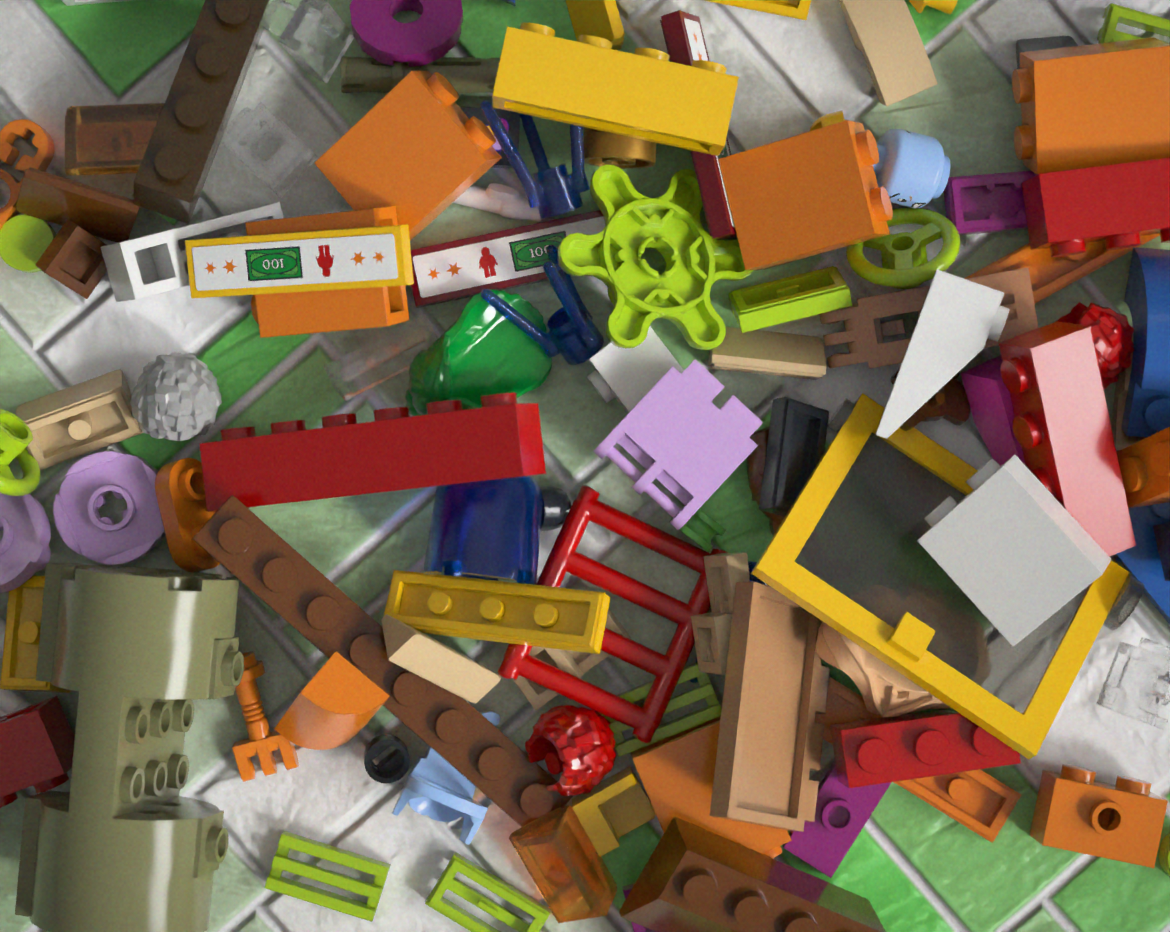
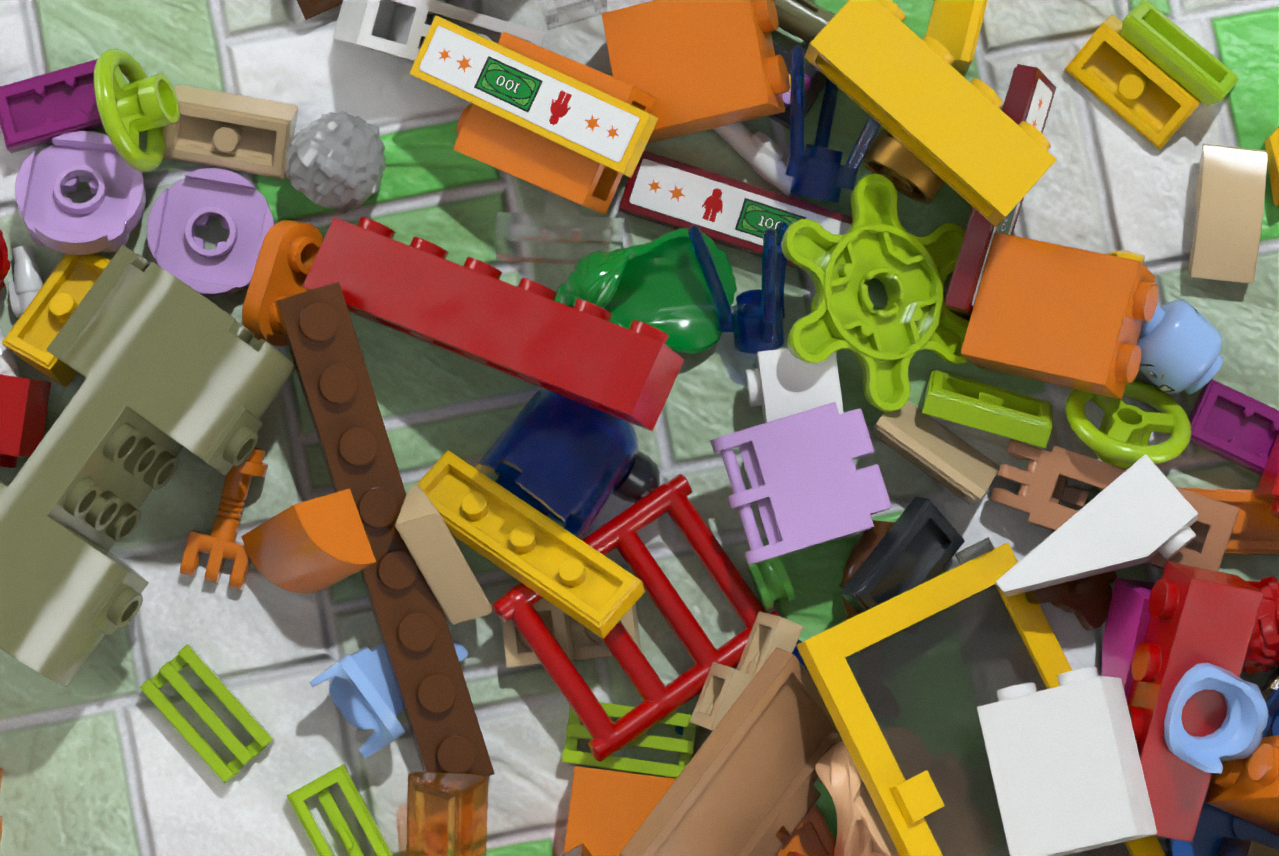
camera: 30 degrees right, 5 degrees down
(391, 767) = (333, 642): black hinge -> none
(573, 743) = (525, 722): red piece -> none
(613, 810) = (526, 811): yellow panel -> none
(1129, 444) = (1240, 730): none -> light blue hair

